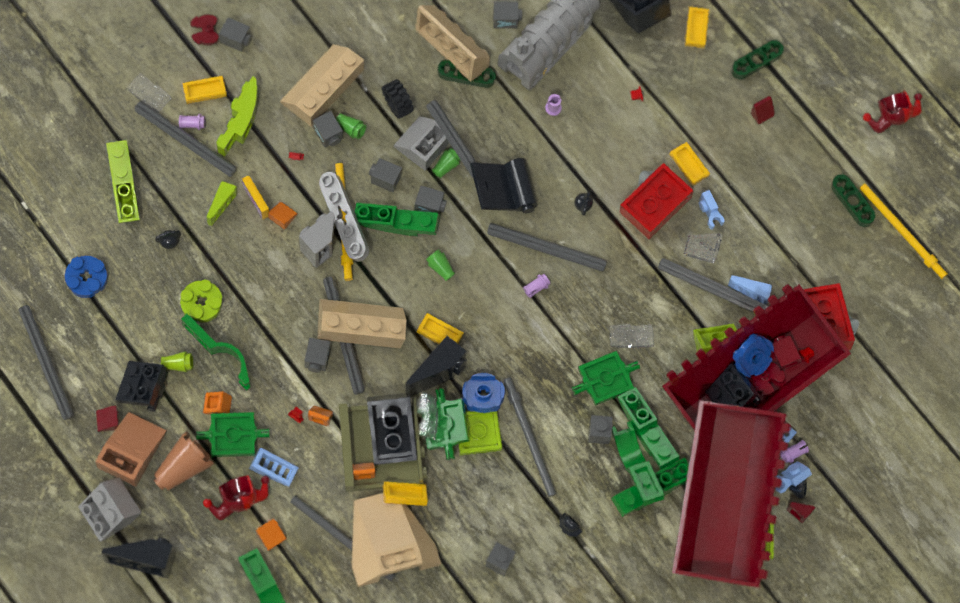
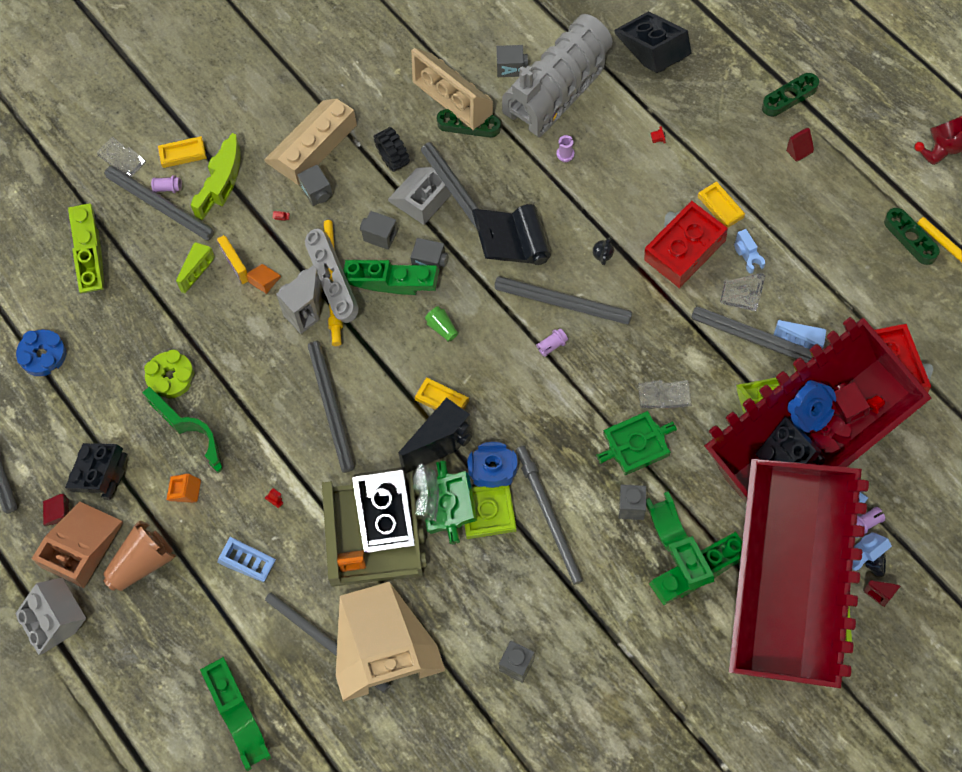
camera: 10 degrees right, 5 degrees down
(145, 556) = (85, 670): black slope -> none
(168, 239) = (136, 308): black piece -> none
(179, 362) = (140, 442): lime cone -> none
(207, 35) = (188, 97): dark red piece -> none
(232, 434) = (198, 523): green plate -> none
(235, 34) = (216, 94): dark grey brick -> none
(238, 496) = (202, 596): dark red piece -> none
(270, 534) = (240, 640): orange slope -> none
(317, 355) = (299, 428): dark grey brick -> none
(320, 415) = (301, 498): orange slope -> none
(353, 127) = (342, 181): bright green cone -> none
(361, 323) = (349, 391): tan slope -> none
(405, 493) = (400, 585): yellow tile -> none
(446, 163) = (447, 214): bright green cone -> none
(569, 526) = (600, 618): black piece -> none
(647, 428) = (688, 499): green slope -> none
(696, 27) = (720, 65): yellow tile -> none

